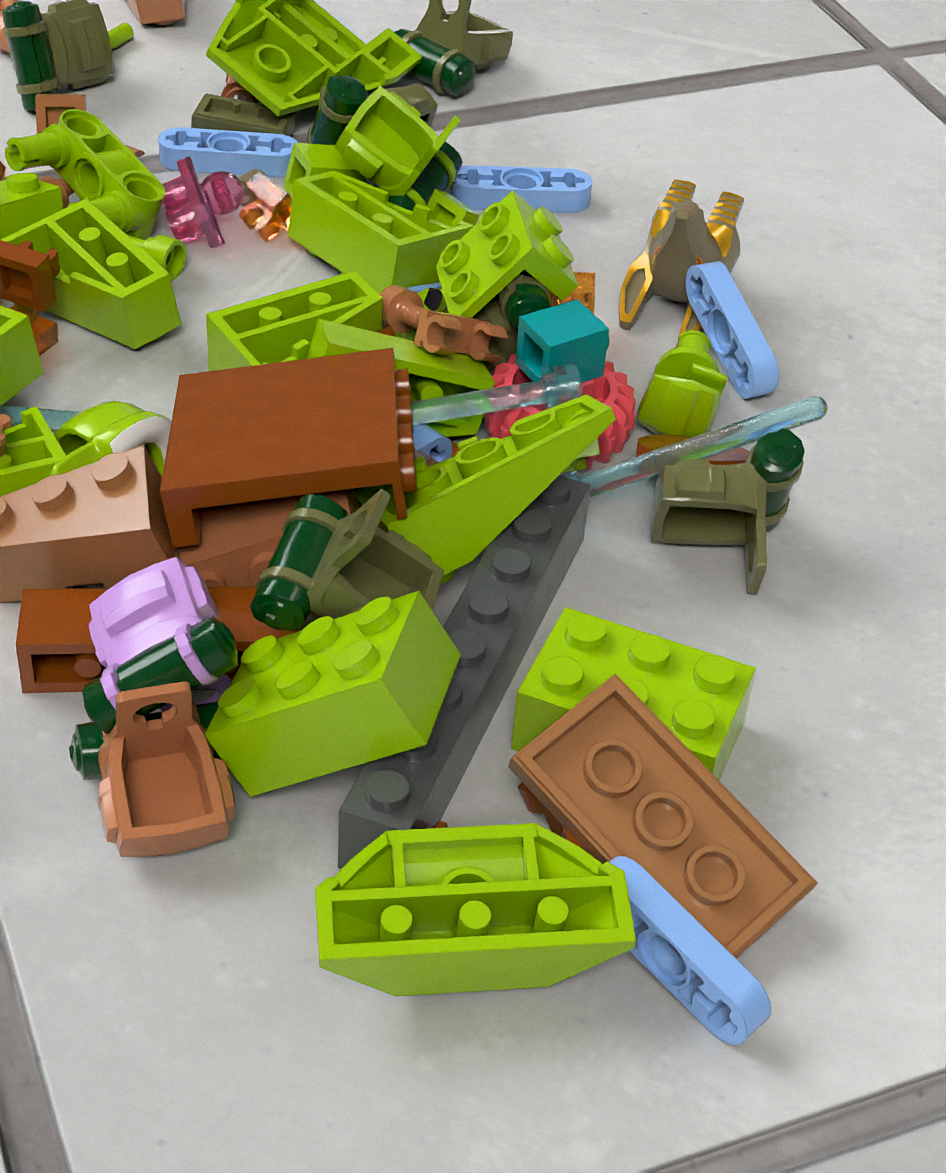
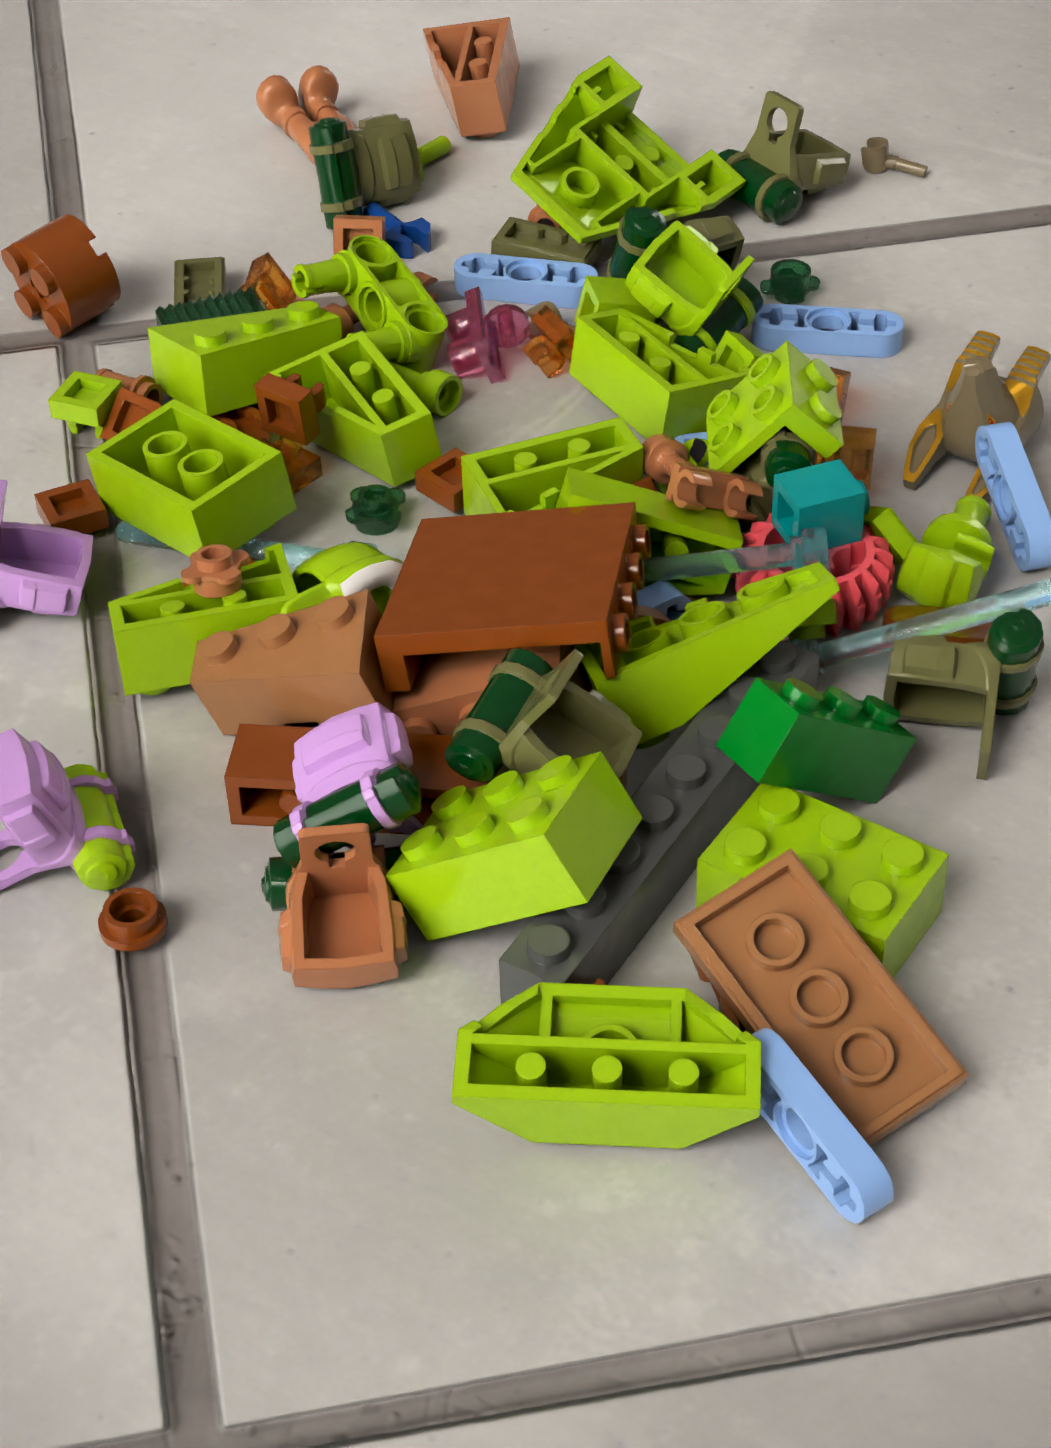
camera: 15 degrees right, 0 degrees up
(109, 111) = (400, 234): none -> blue bar
(120, 370) = (375, 509): none -> clear green plate
(185, 339) = (443, 480): none -> dark orange plate
(479, 145) = (790, 281): none -> clear green plate
(533, 38) = (877, 159): none -> dark tan hand
(608, 565) = (816, 739): none -> green brick
(623, 359) = (889, 526): none -> lime tile

